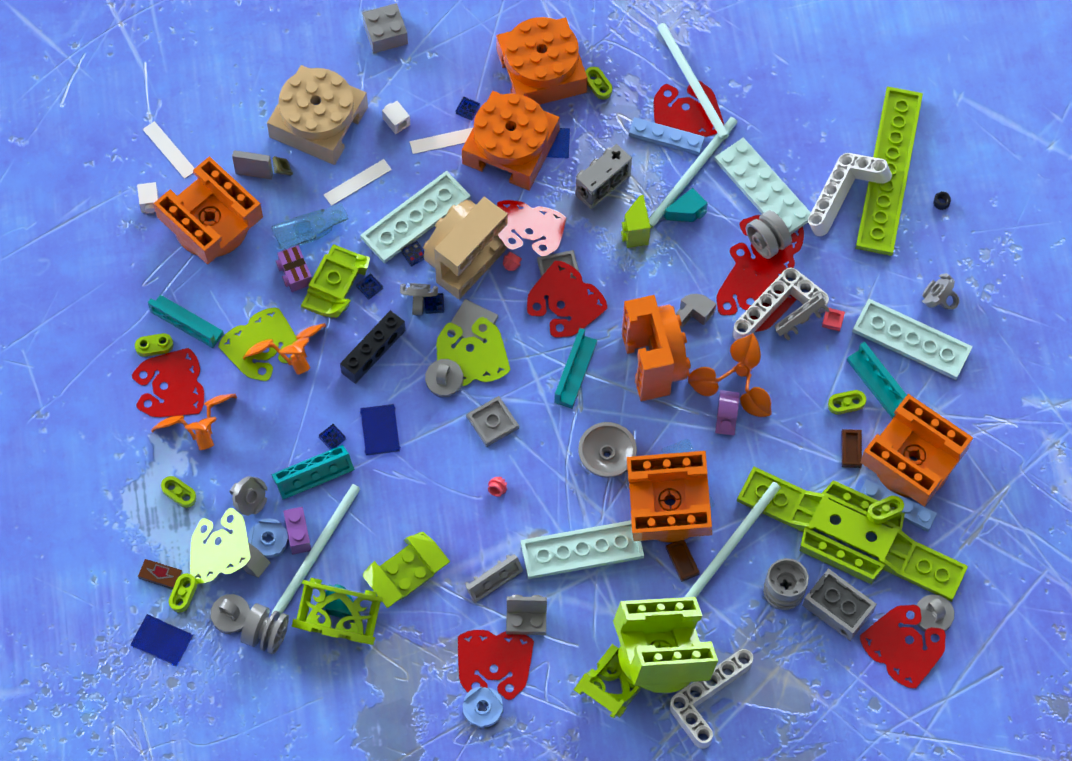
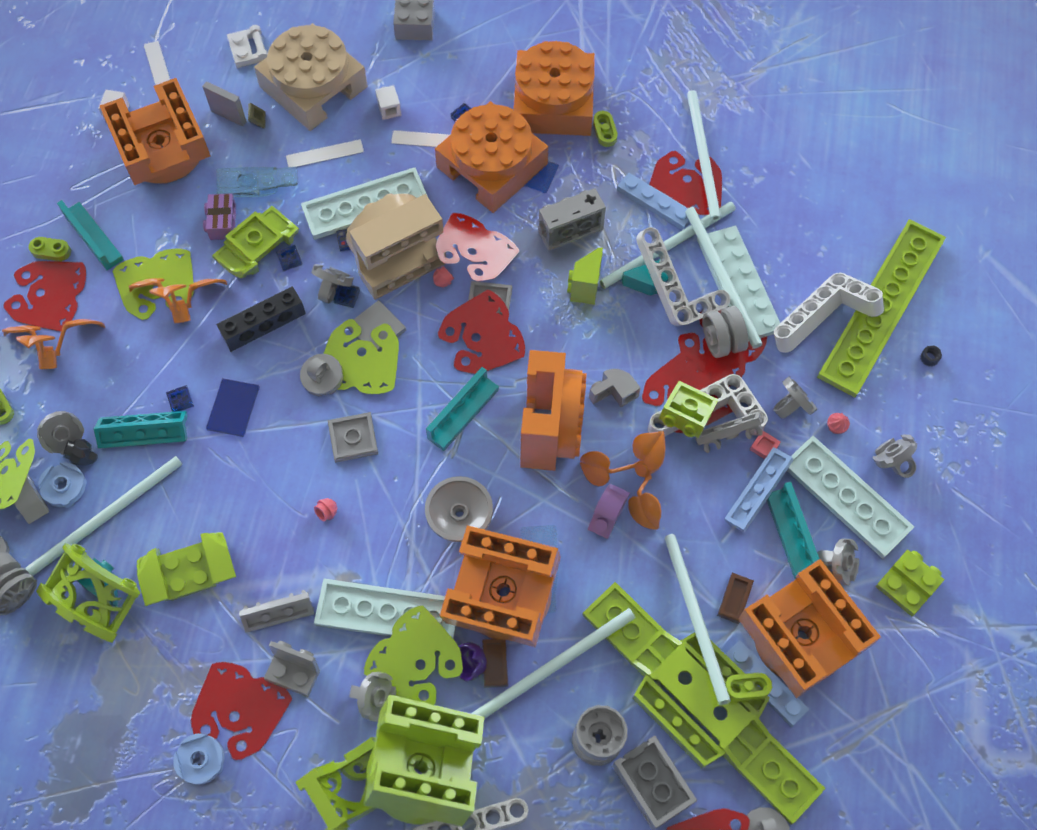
camera: 20 degrees right, 0 degrees up
(237, 106) = (241, 48): none -> white plate
(270, 507) = (79, 452): none -> black rock
(297, 530) = (93, 486): medium lavender brick -> none
(600, 613) = (372, 694): none -> light grey tile
(608, 572) = (417, 642): none -> lime piece
(664, 563) = (473, 661): none -> dark purple hair
(712, 207) = (673, 283): none -> white beam
(746, 183) = (722, 275): none -> light aqua piece
(763, 309) = (688, 409): none -> lime plate
(828, 472) = (697, 621): none -> light aqua piece
(840, 356) = (758, 489): none -> light blue plate
(843, 274) = (793, 400): none -> light grey tile
(845, 400) = (747, 543): lime plate -> none
(885, 281) = (838, 423): none -> coral plate
(925, 390) = (842, 560): none -> light grey tile
(982, 391) = (910, 582): none -> lime plate

